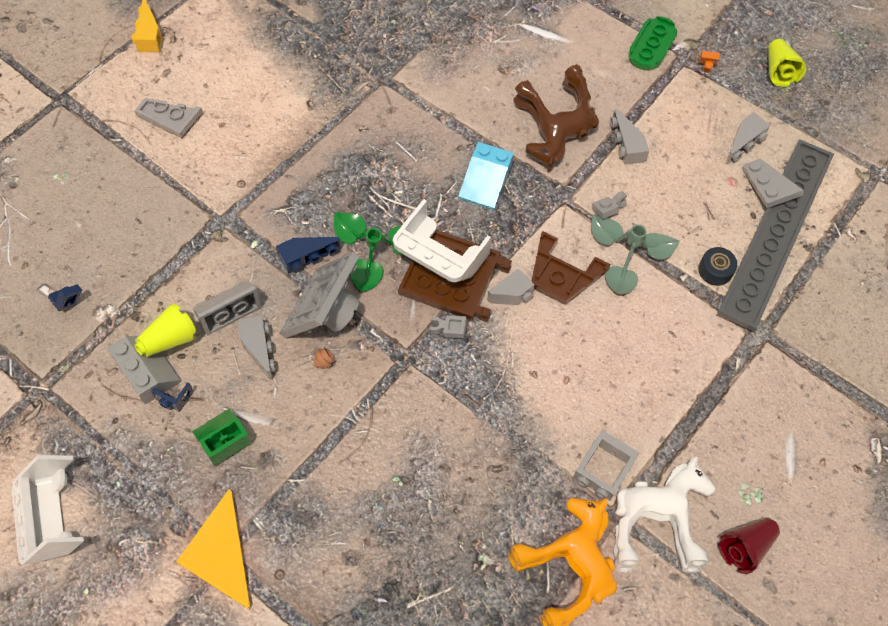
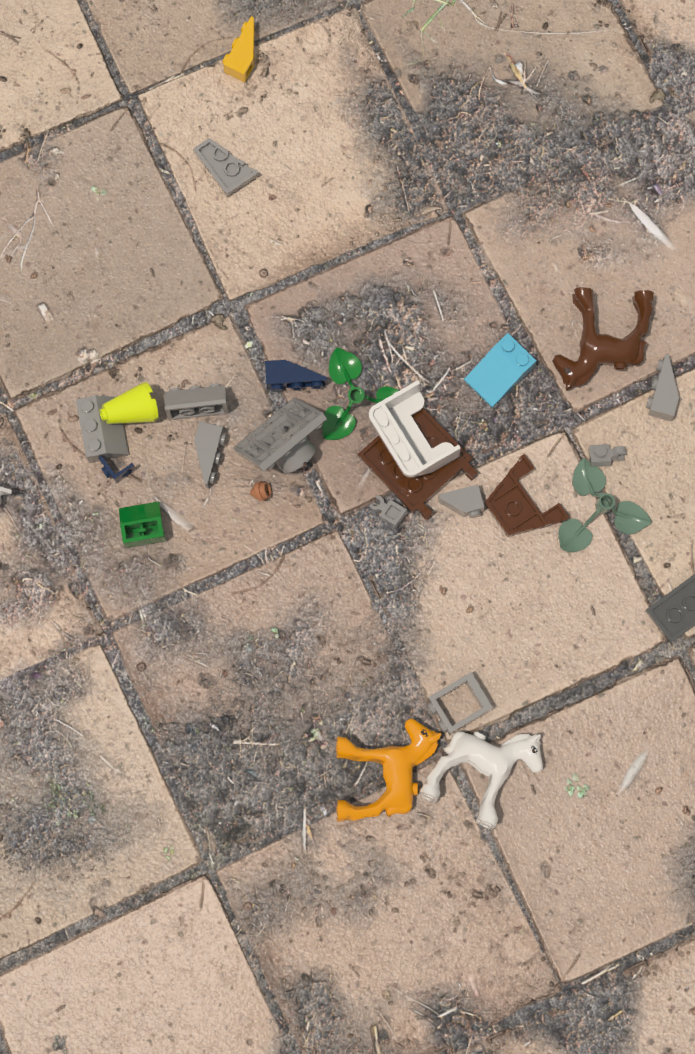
camera: 30 degrees right, 15 degrees up
(65, 297) = (57, 328): dark blue bracket -> none
(217, 553) = (98, 625): yellow tile -> none
(717, 266) = (668, 571): black wheel -> none
(748, 544) = (545, 828): dark red cone -> none

